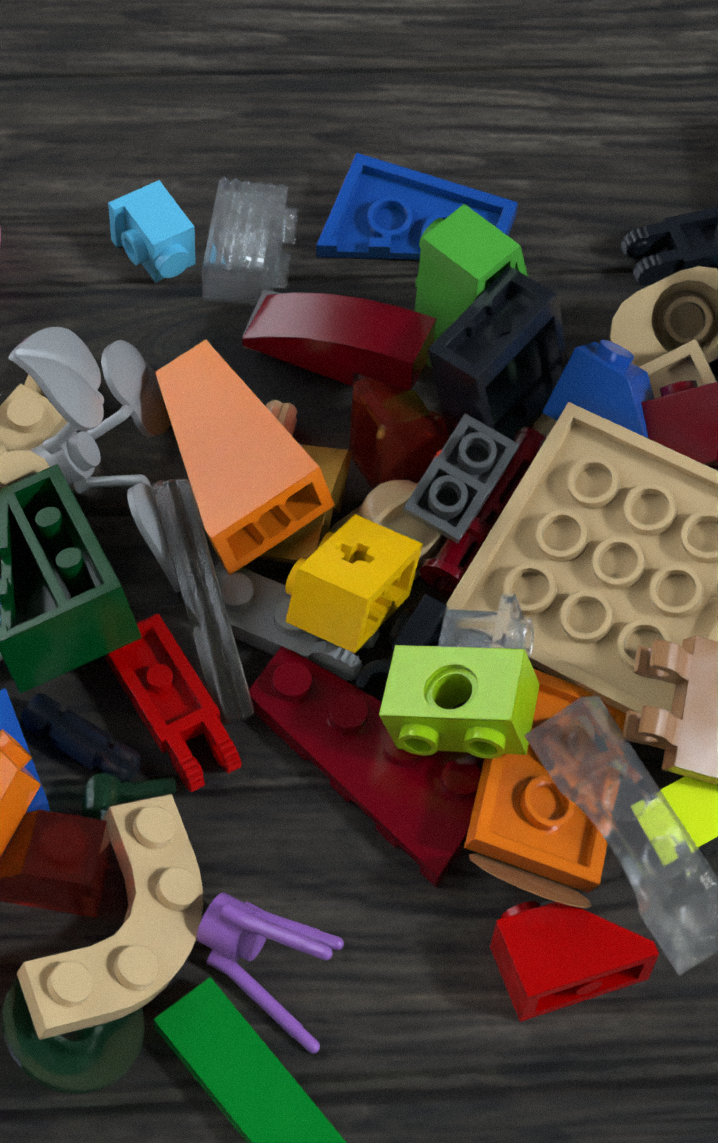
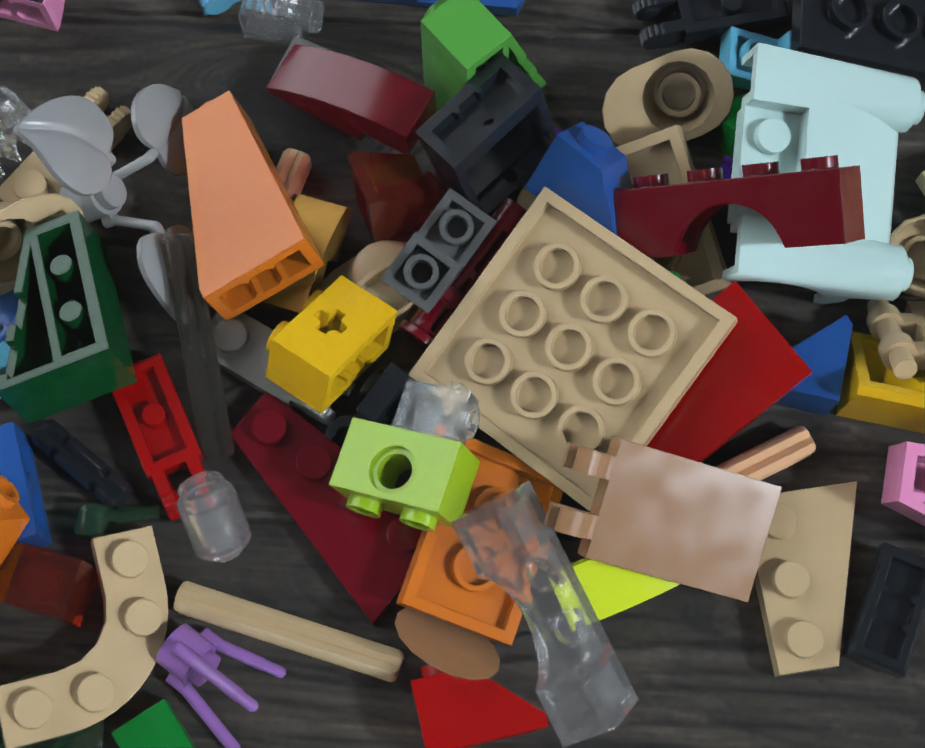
camera: 10 degrees right, 15 degrees up
(244, 774) = (213, 517): none -> clear brick
(342, 896) = (289, 631): none -> tan axle

